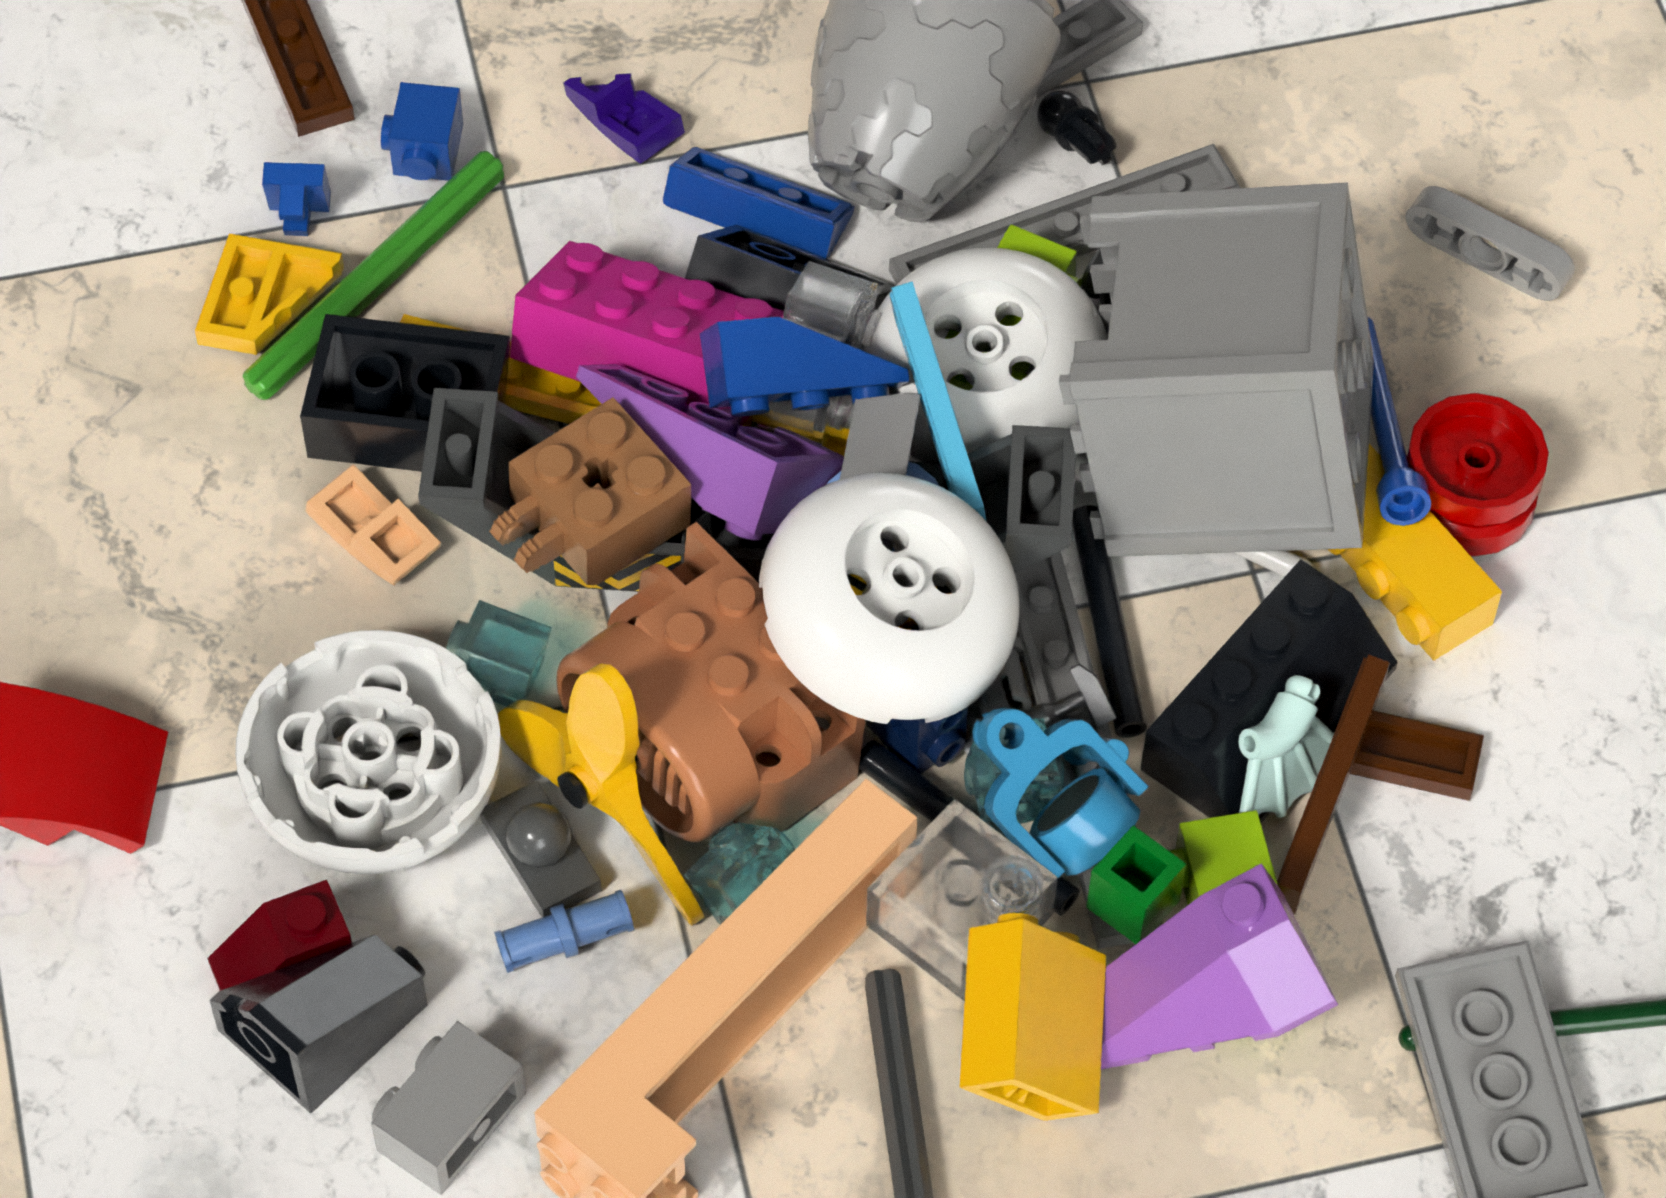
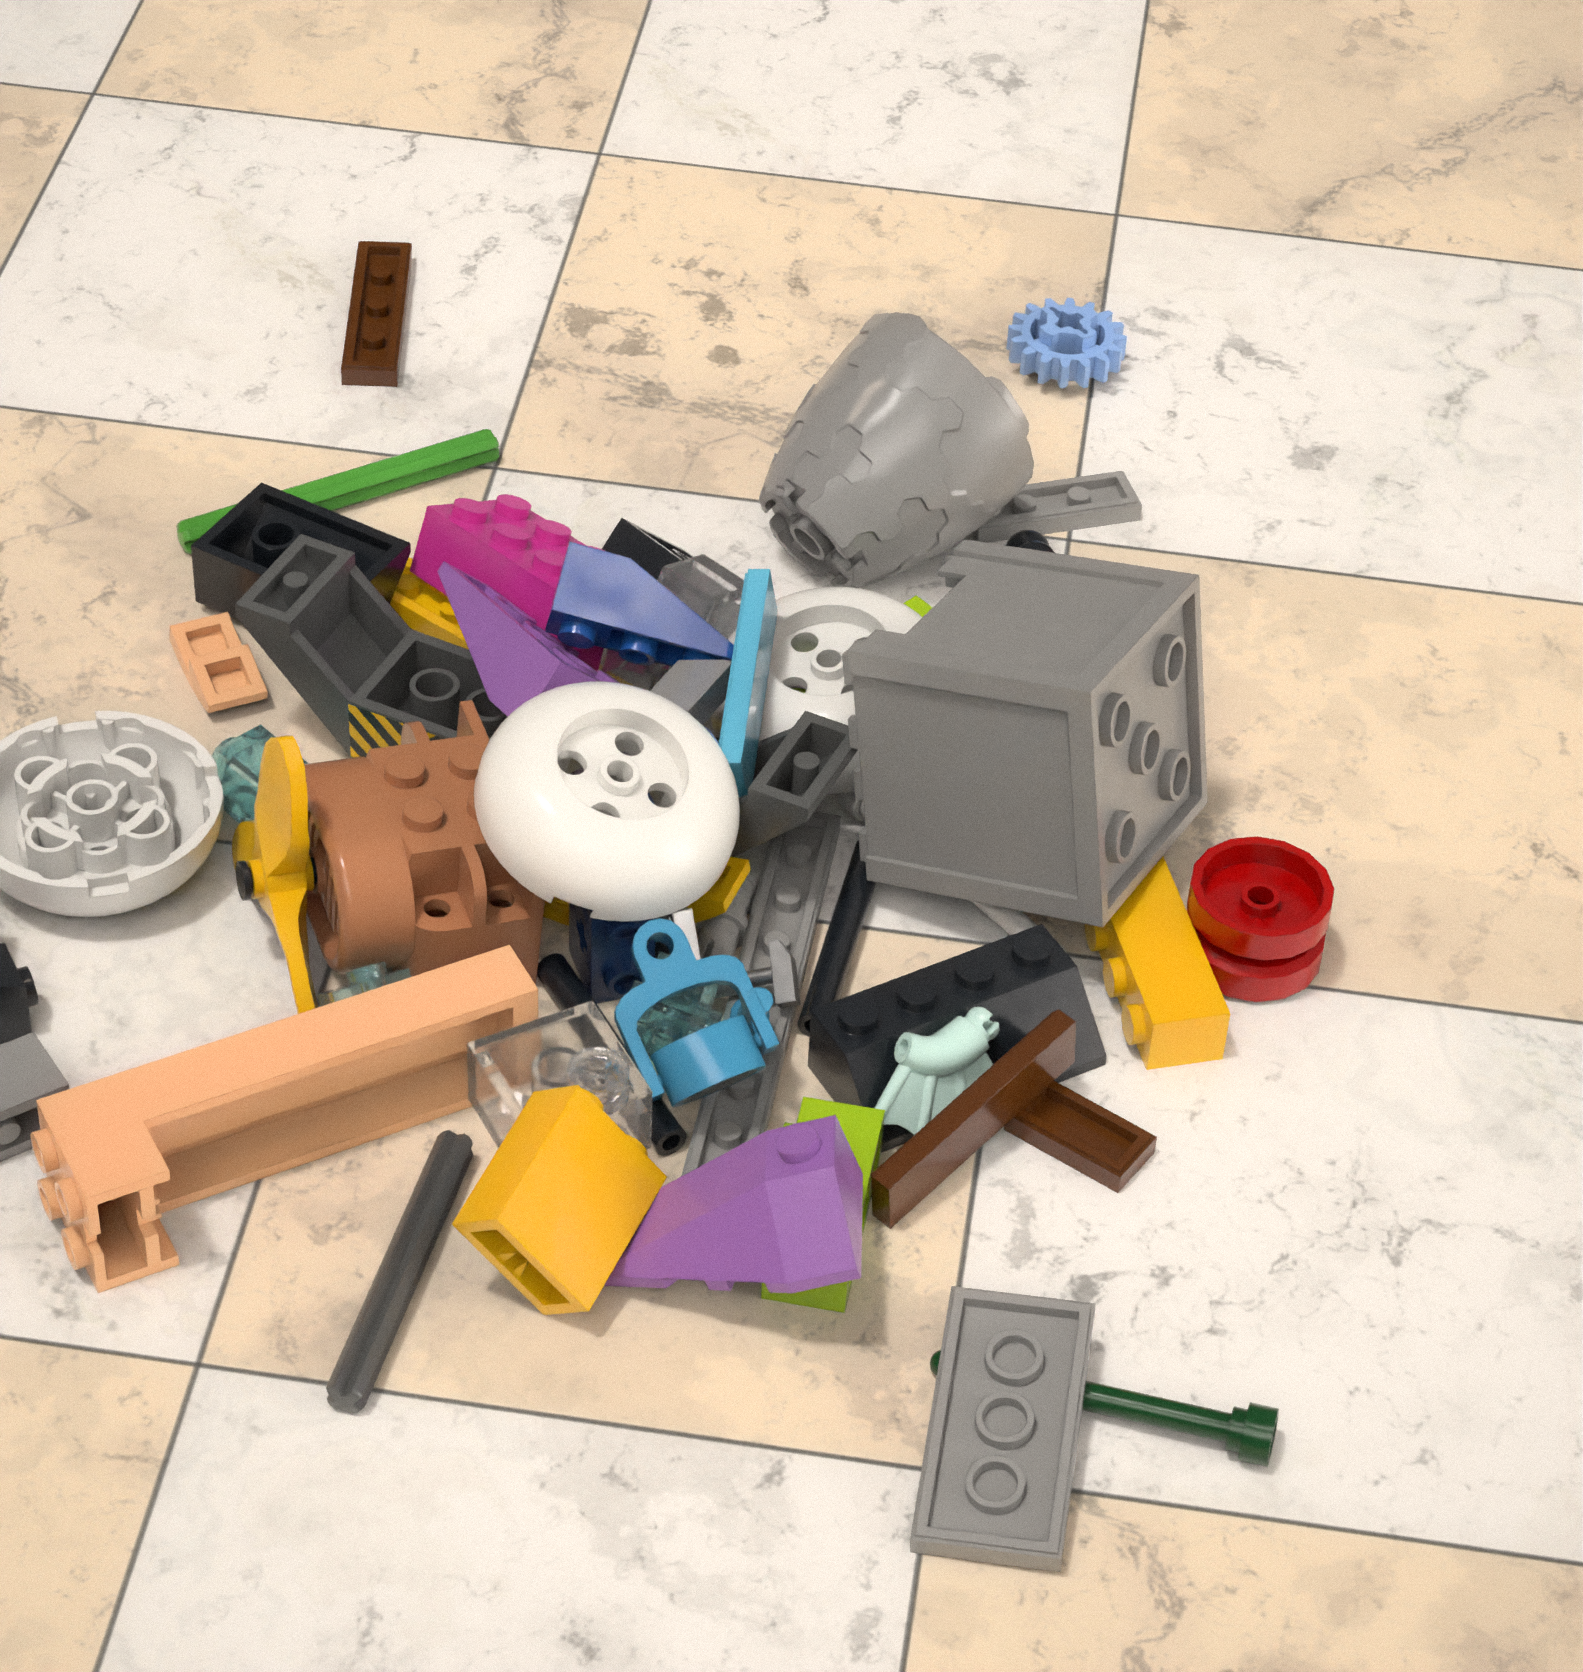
camera: 20 degrees right, 15 degrees down
(261, 291) = (229, 468): yellow wing -> none
(295, 193) = (308, 412): blue tile -> none
(424, 131) = (445, 400): blue brick -> none
(540, 849) = (207, 946): dark grey tile -> none
(564, 931) = (185, 1009): medium blue pin -> none
(595, 496) = (392, 660): medium nougat hinge -> none
(626, 116) = (631, 444): dark purple slope -> none
(741, 195) = (700, 528): blue slope -> none
(1135, 885) = (722, 1114): green brick -> none
(1402, 491) = (1169, 894): blue piece -> none
(1522, 257) = (1409, 776): light grey beam -> none

